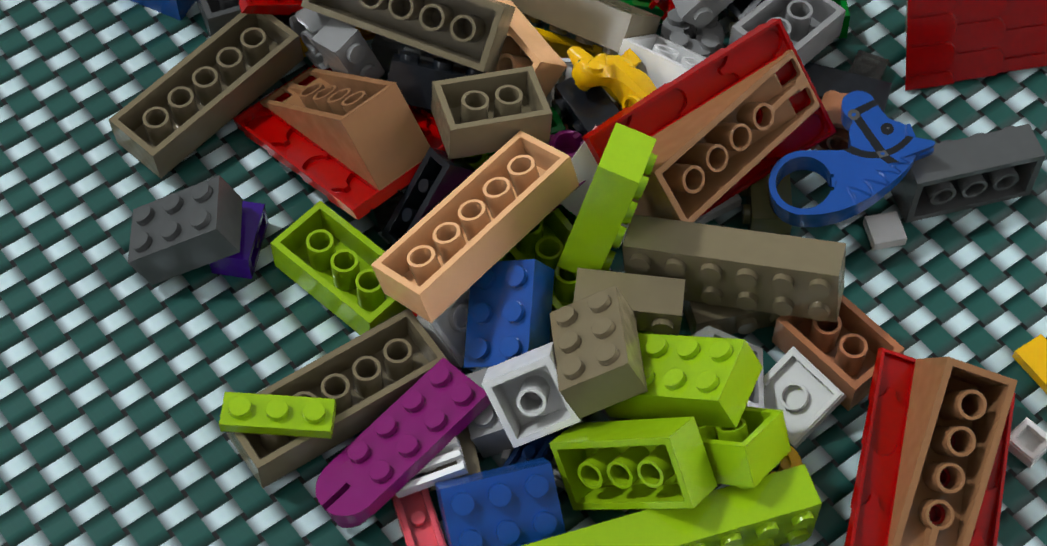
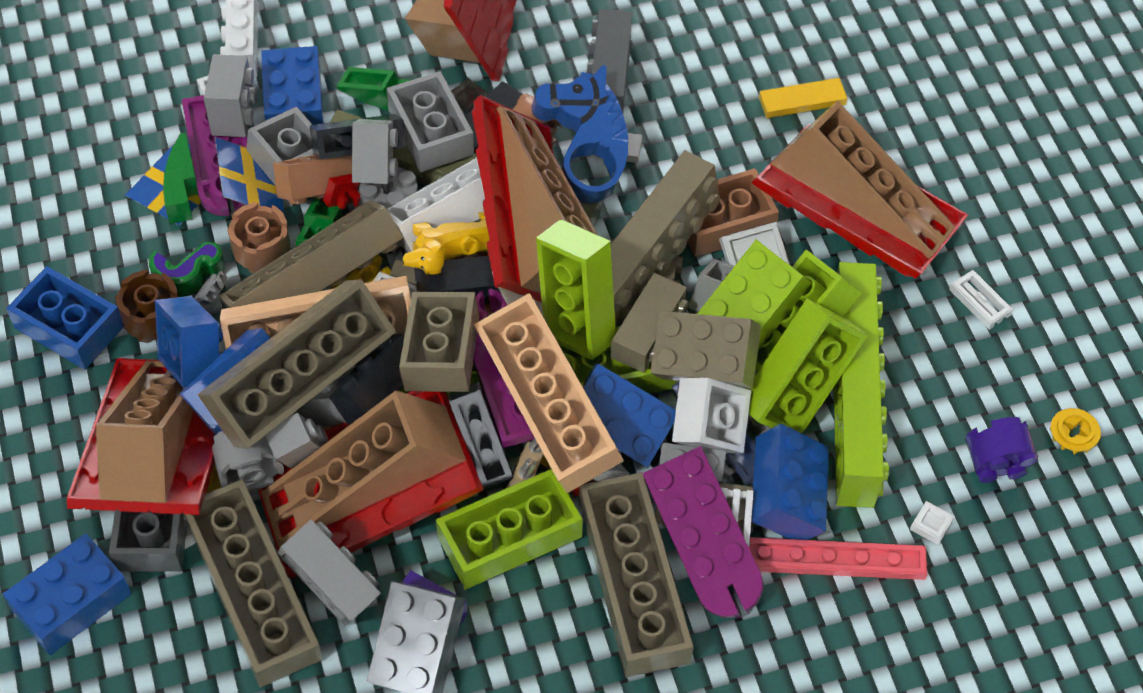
camera: 70 degrees left, 0 degrees up
(226, 132) = (329, 571): none -> light grey brick
(277, 415) = (650, 614): lime plate -> none

